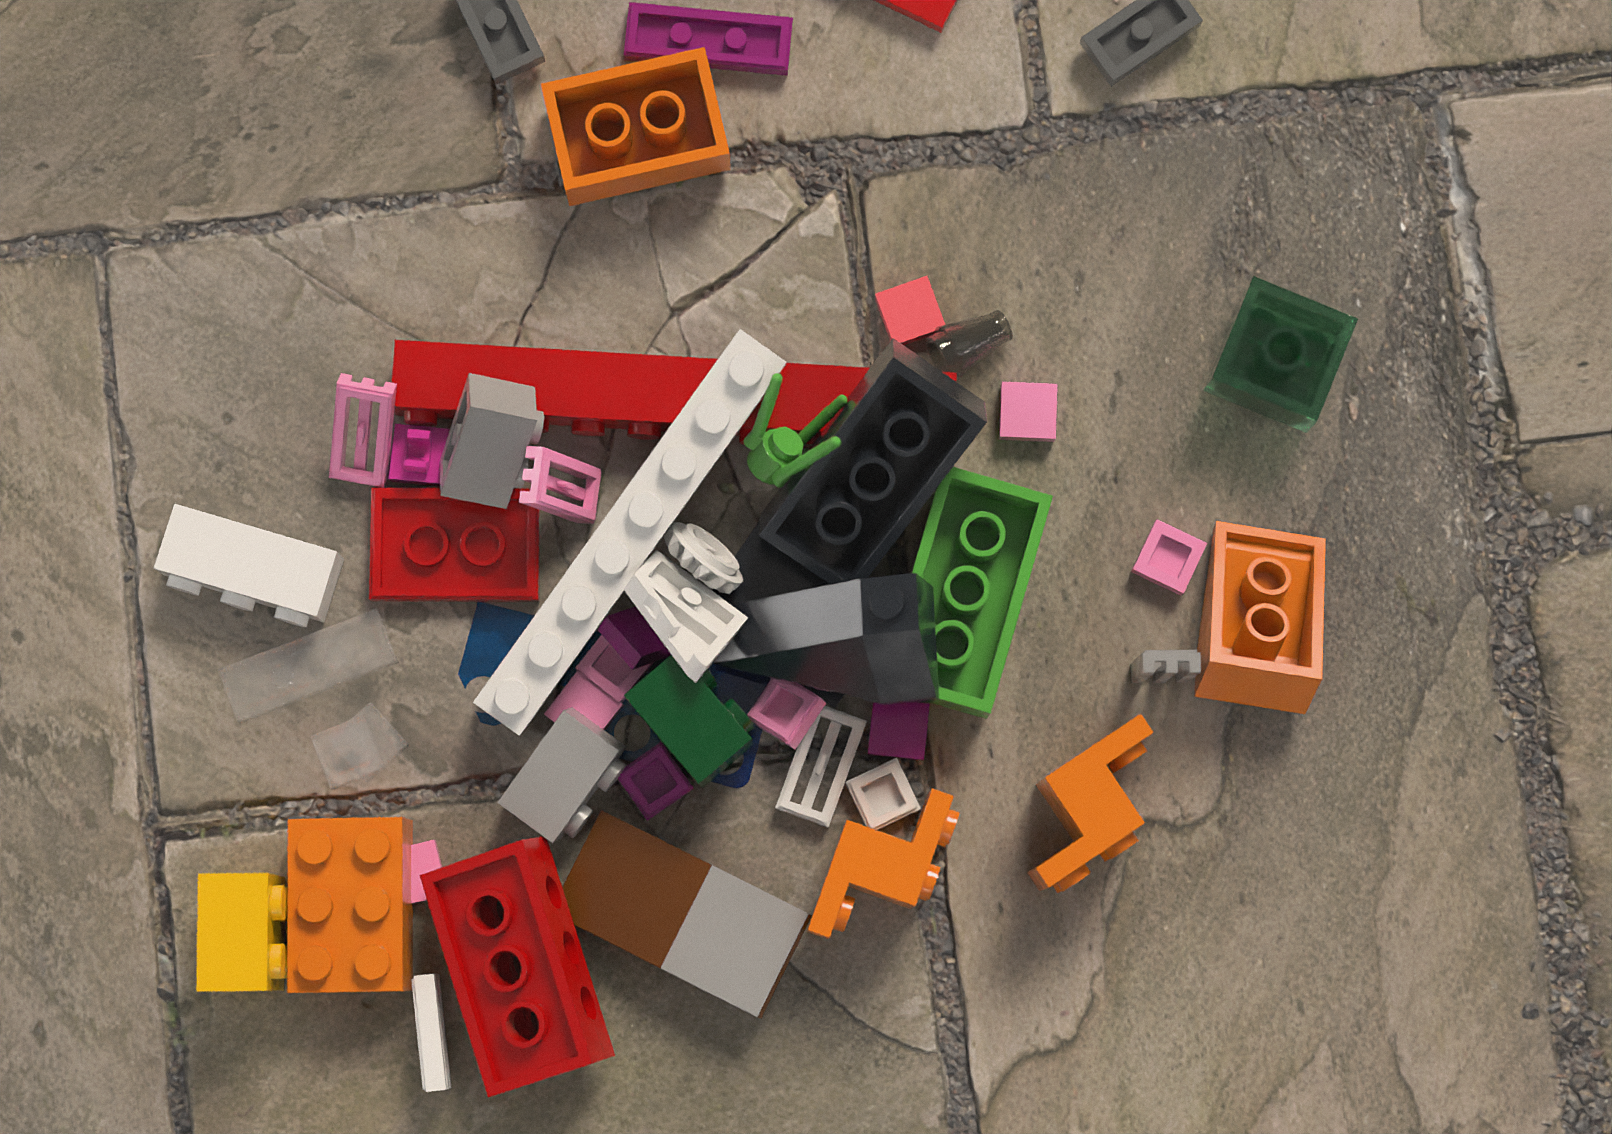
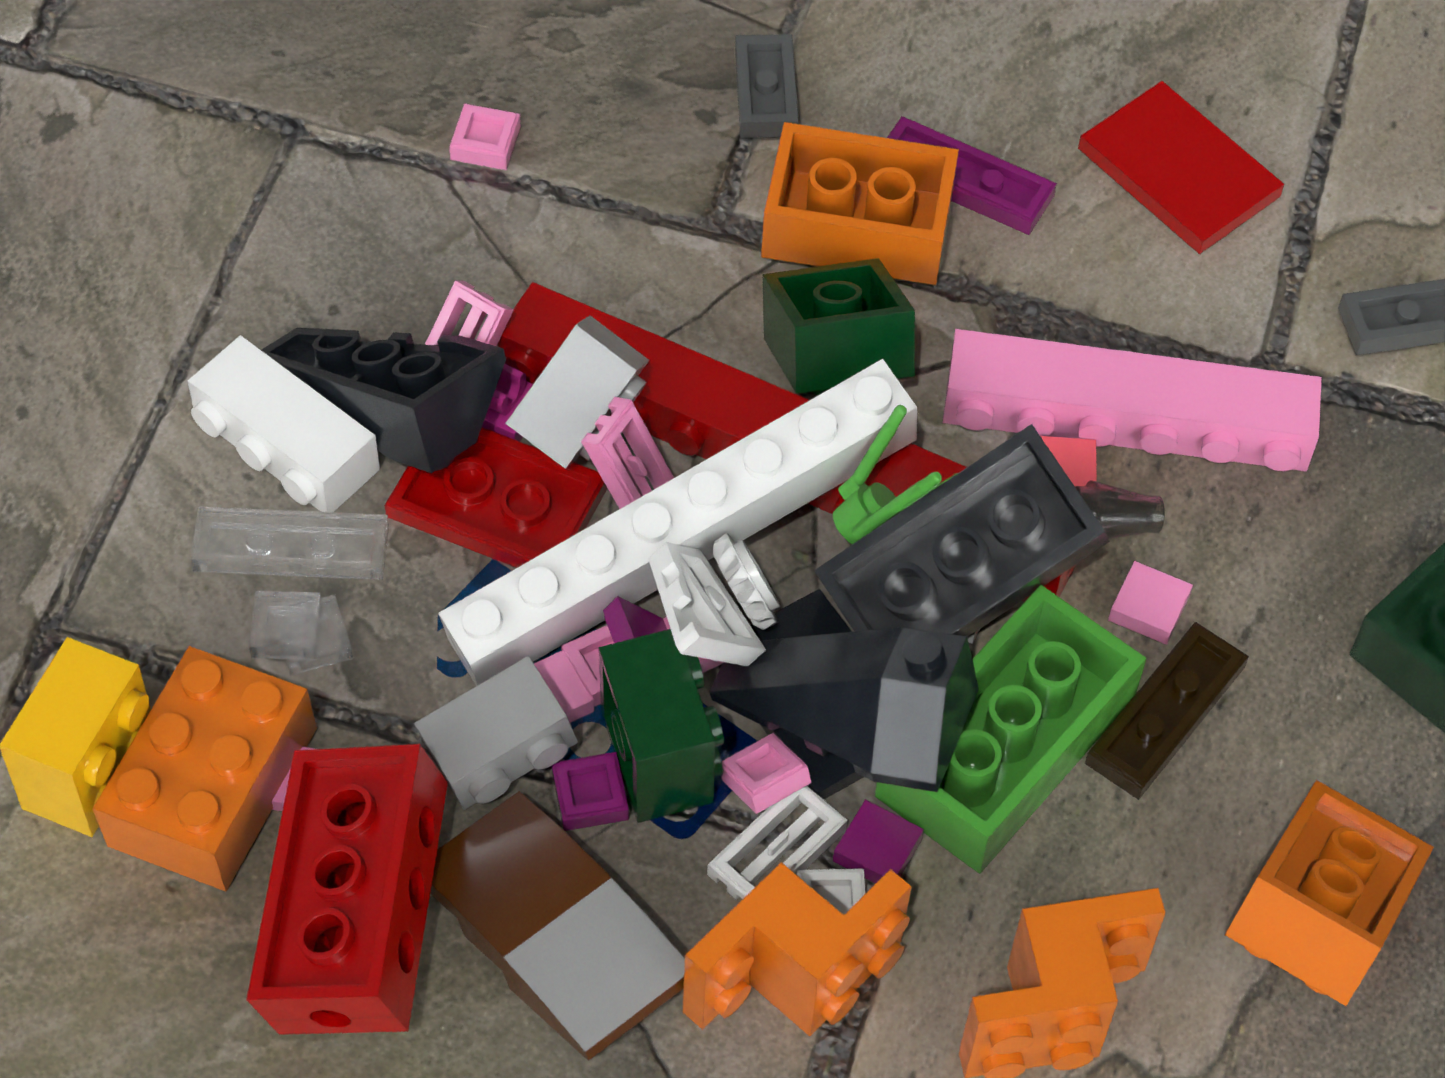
camera: 25 degrees right, 25 degrees down
(271, 182) = (485, 136): none -> bright pink tile
(334, 494) = (414, 397): none -> black wedge
(431, 1032) = (222, 930): white tile -> none
(673, 270) = (837, 323): none -> dark green brick
(942, 226) = (1133, 400): none -> bright pink brick
(1077, 505) = (1166, 710): none -> dark brown tile
(1166, 664) = (1196, 899): light grey tile -> none
(1169, 557) = (1249, 797): bright pink tile -> none

